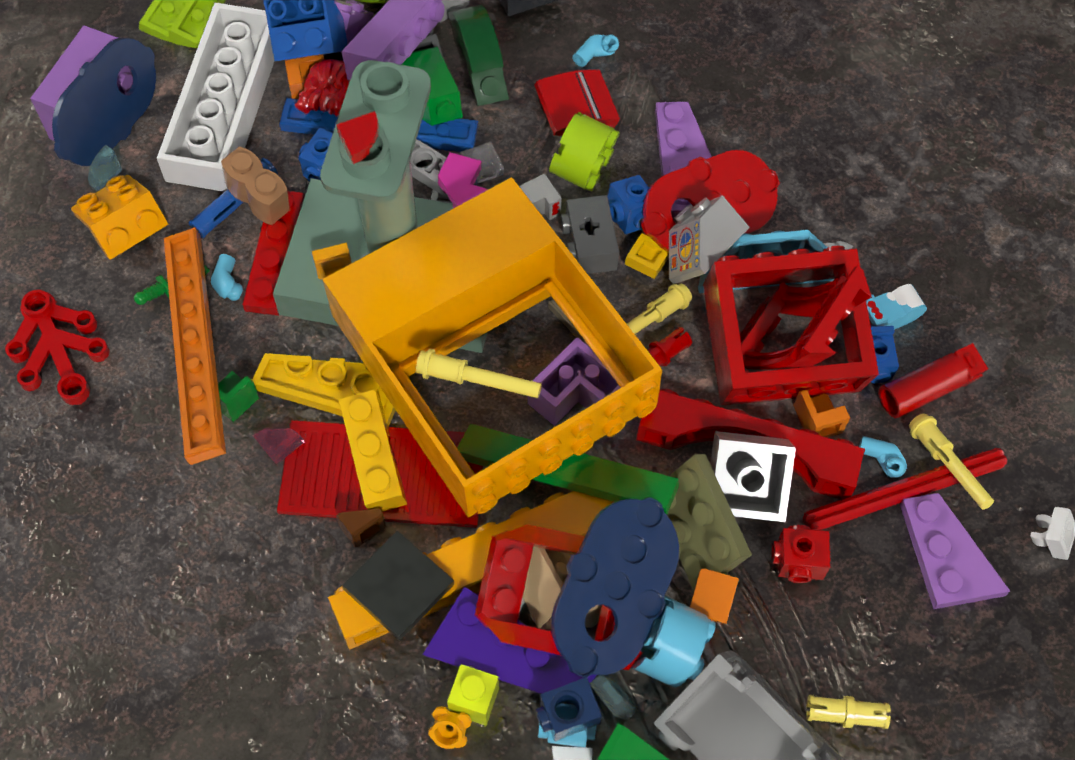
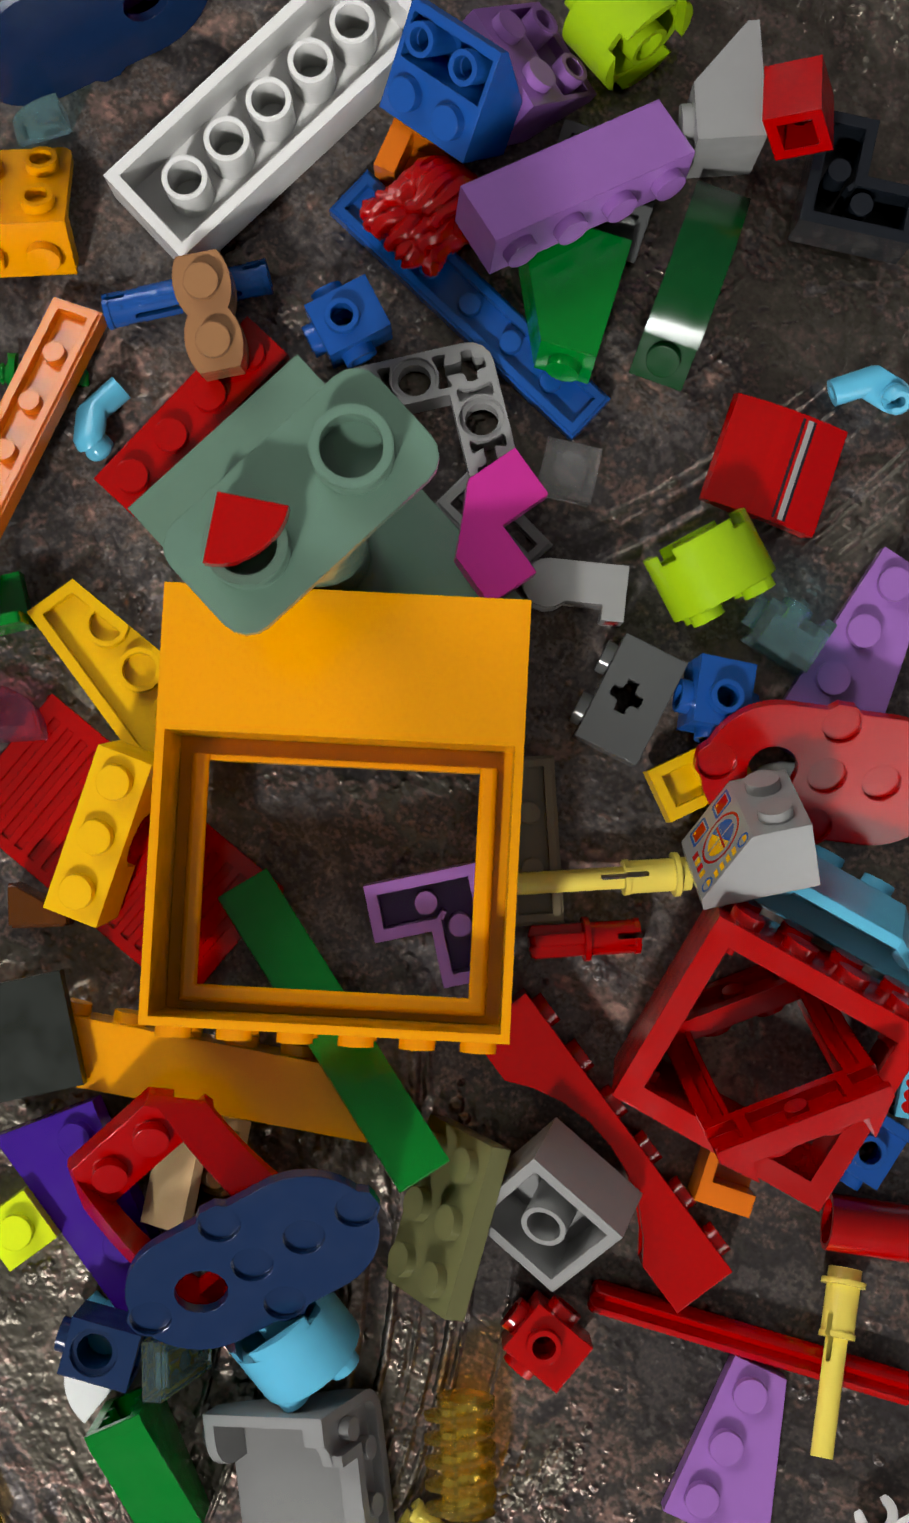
camera: 35 degrees right, 25 degrees up
(458, 370) = (242, 857): light yellow pin -> none
(641, 160) = (785, 633): none -> clear light blue brick
(714, 595) = (389, 1318): orange panel -> none
(809, 650) = (463, 1456): none -> clear yellow piece
(886, 454) = (766, 1283): medium azure arm -> none

